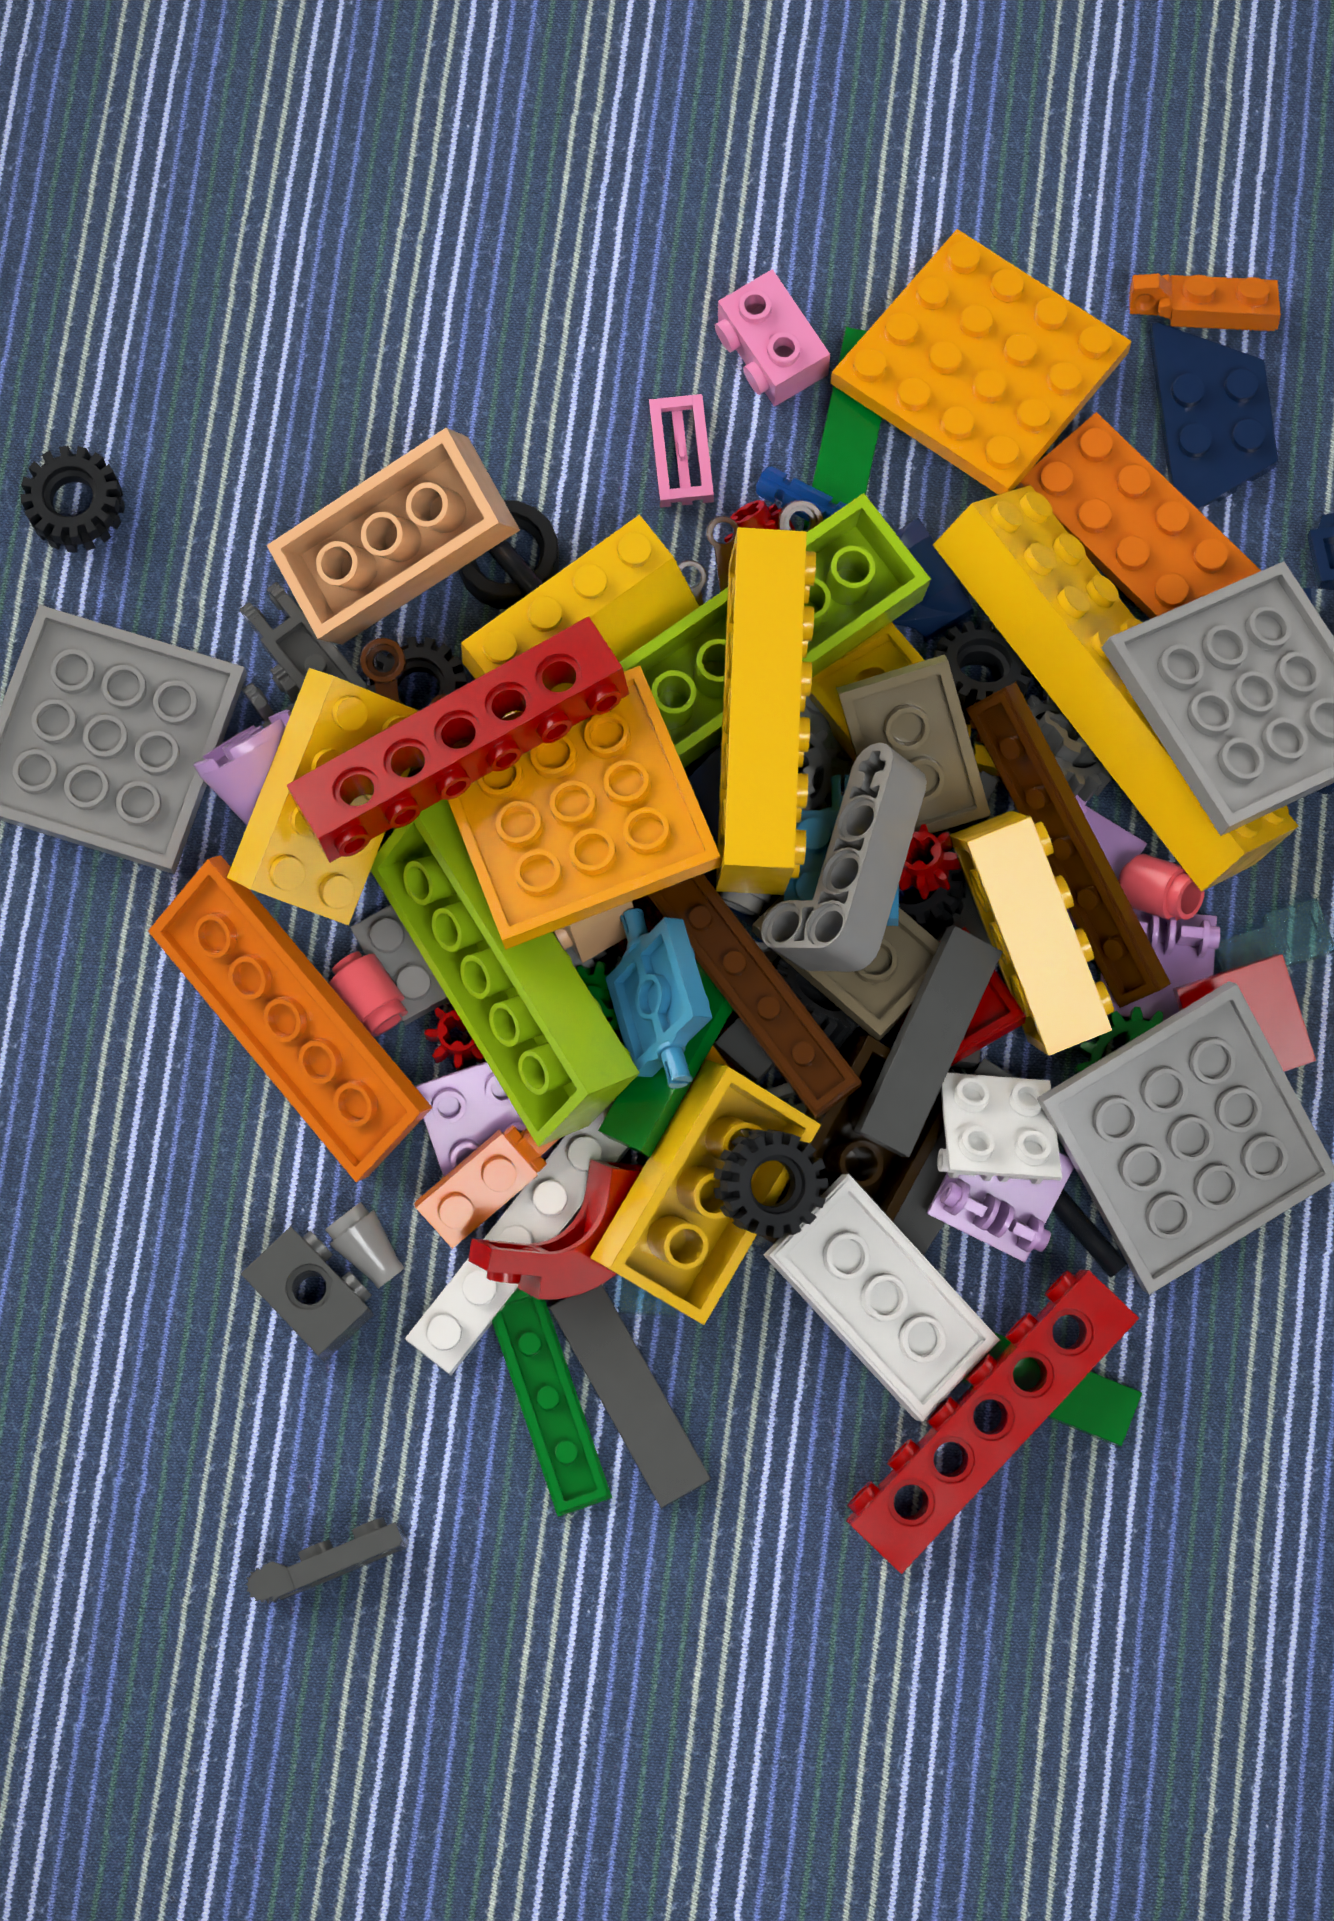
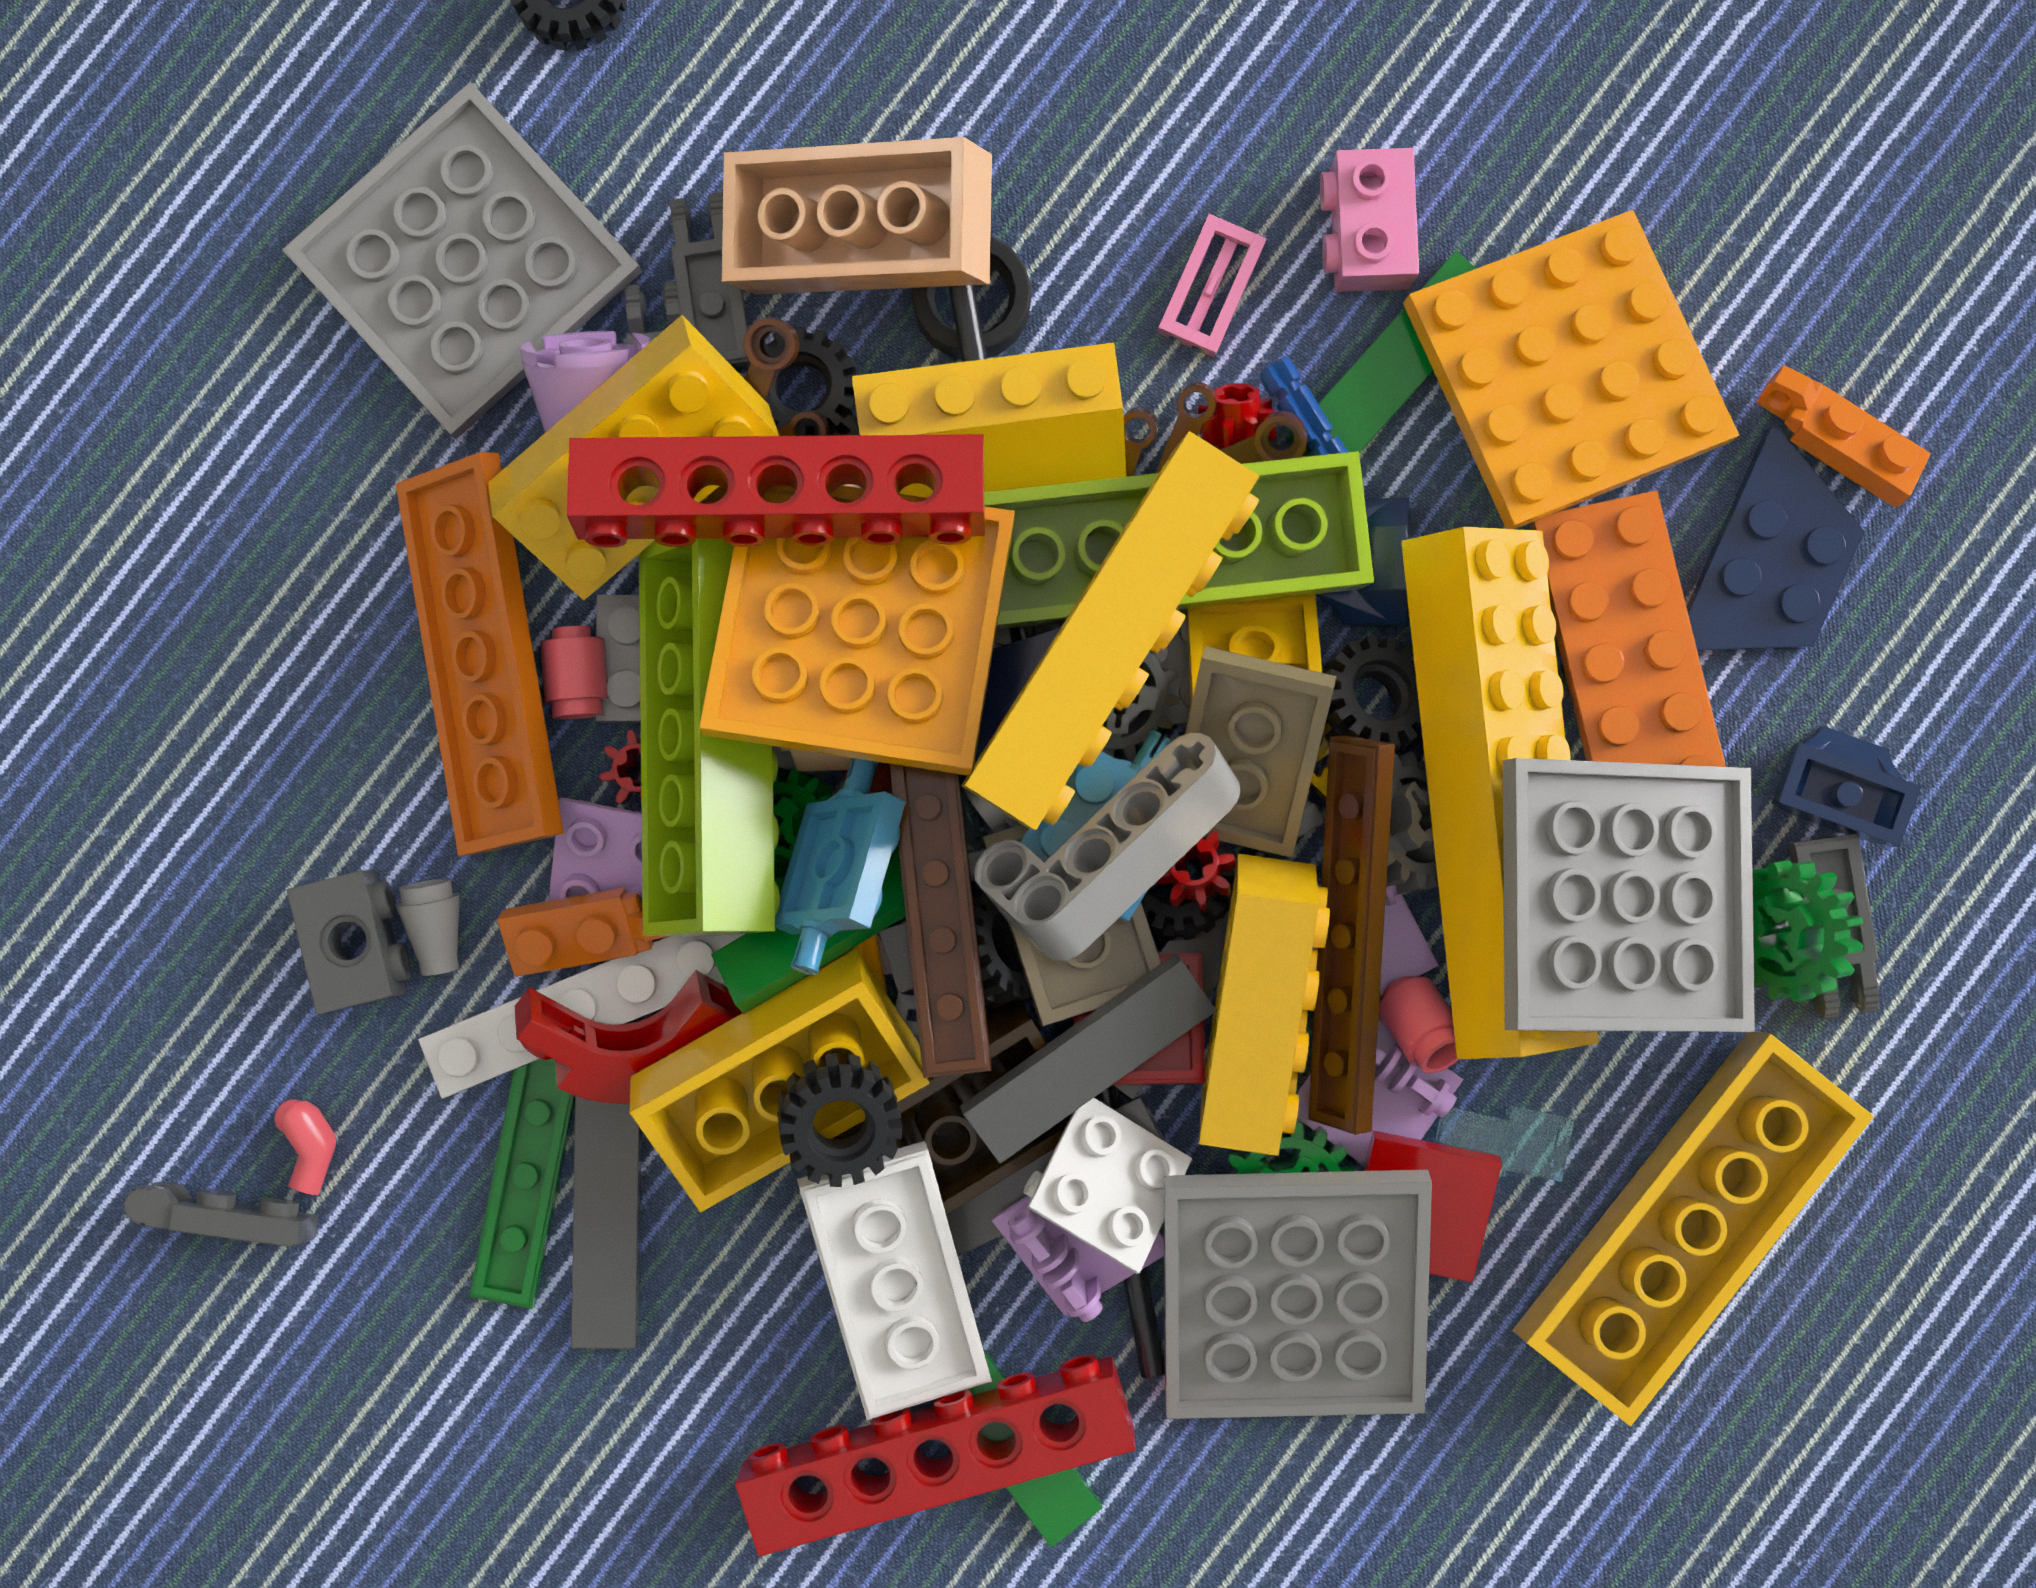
camera: 30 degrees right, 10 degrees up
(364, 1464) = (311, 1139): none -> coral arm

